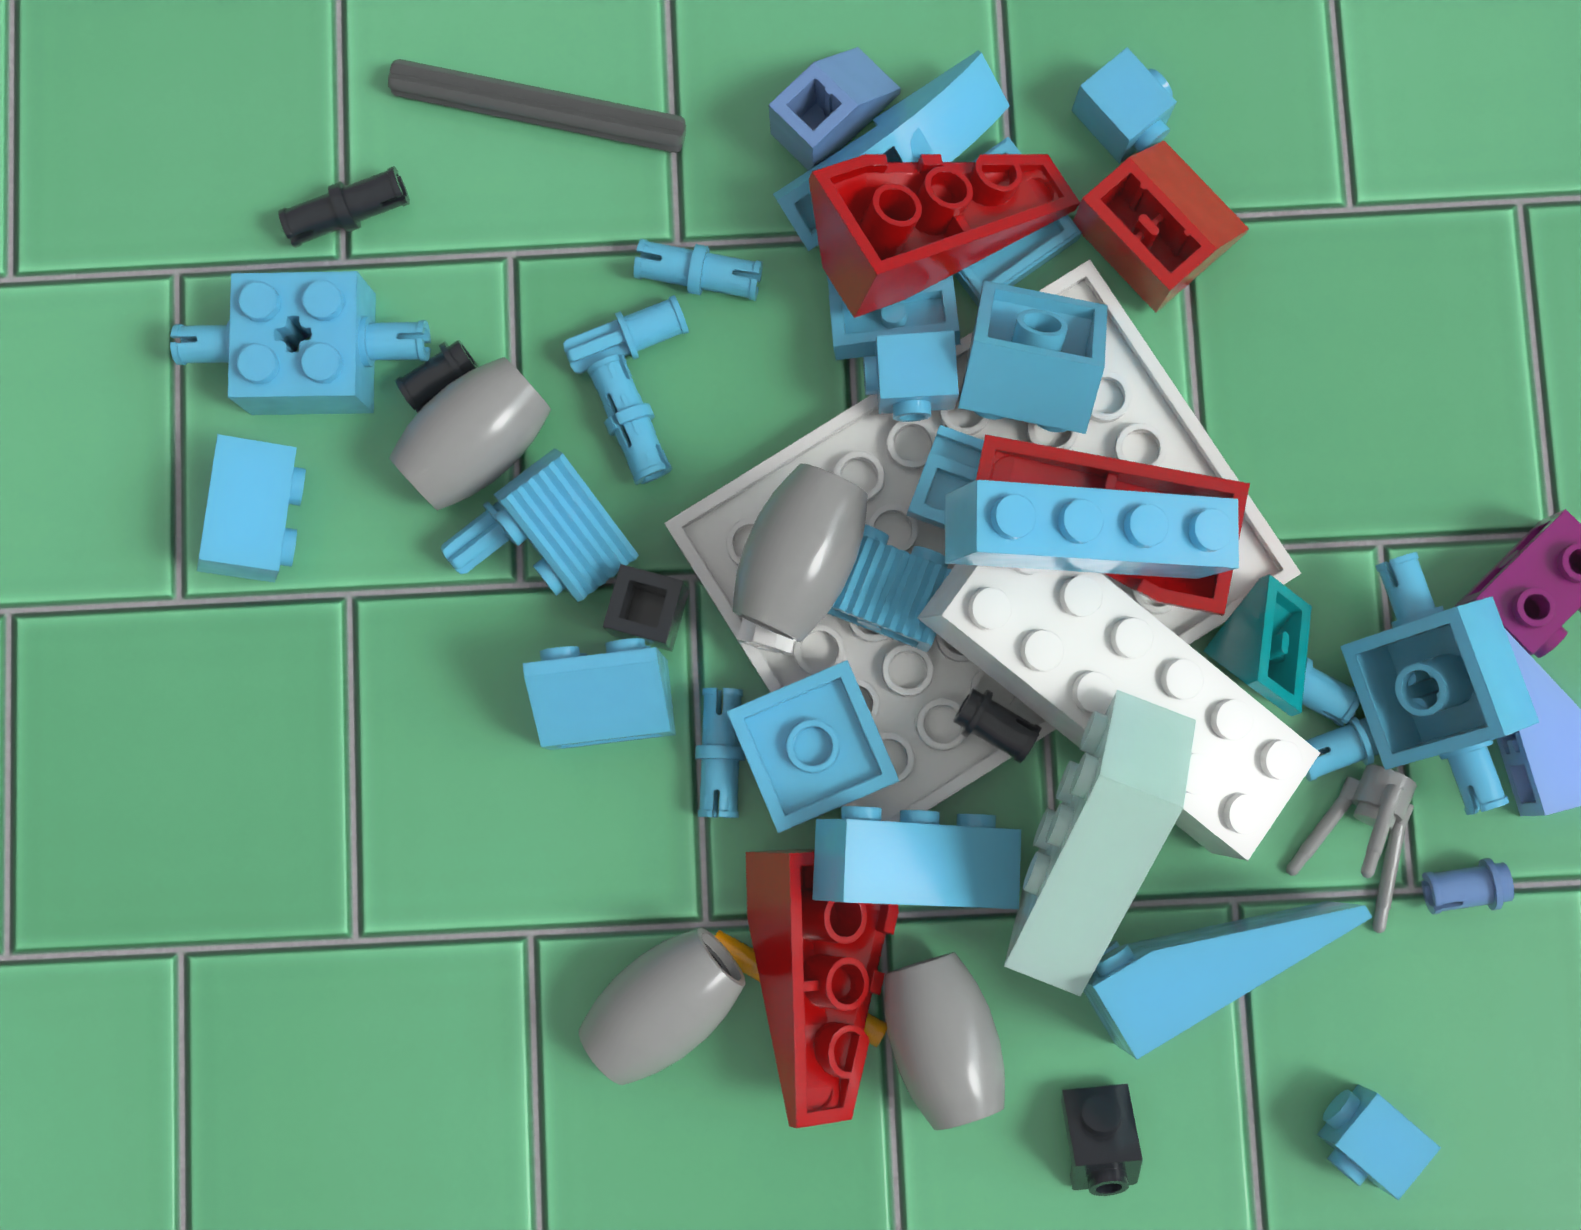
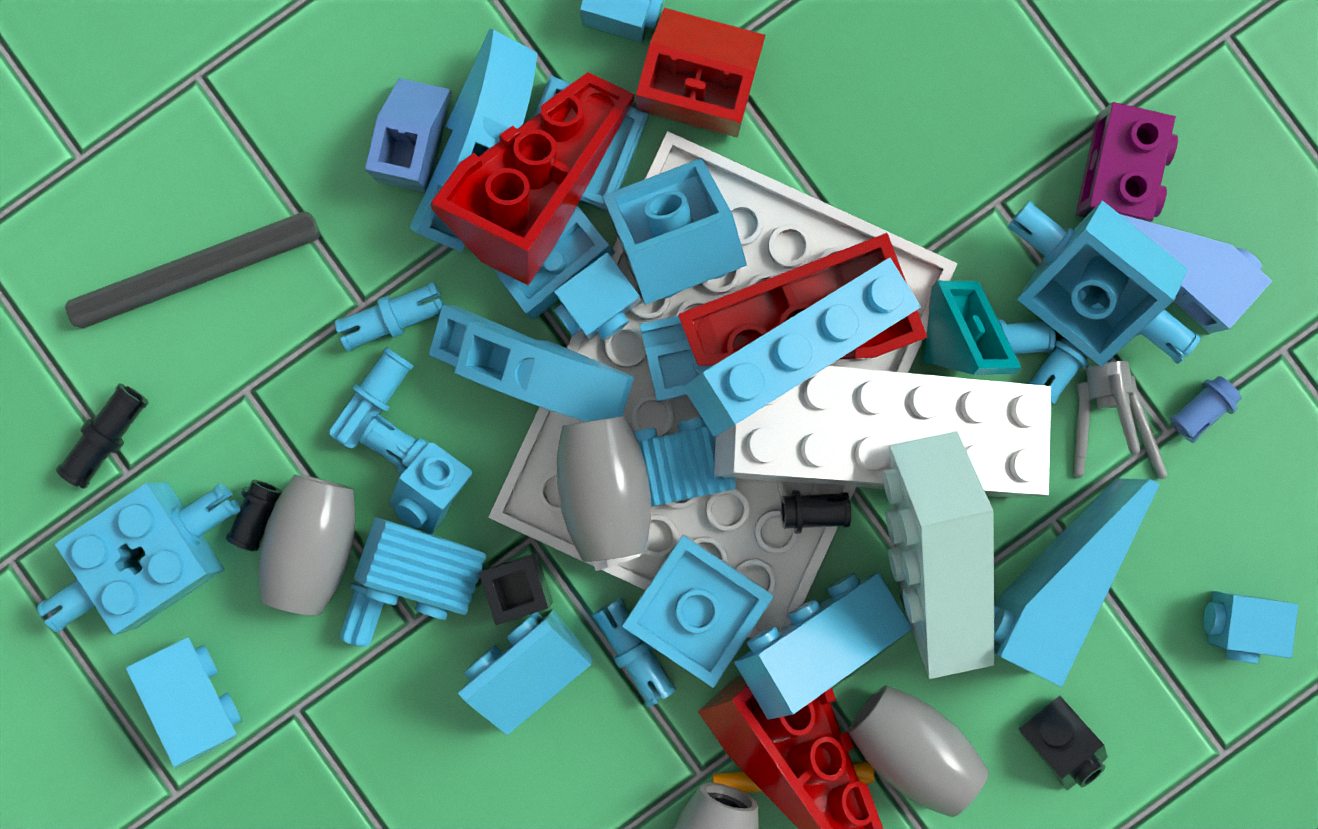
camera: 40 degrees left, 5 degrees up
(624, 455) = (428, 488): none -> medium azure bracket
(802, 395) = (528, 367): none -> medium azure slope

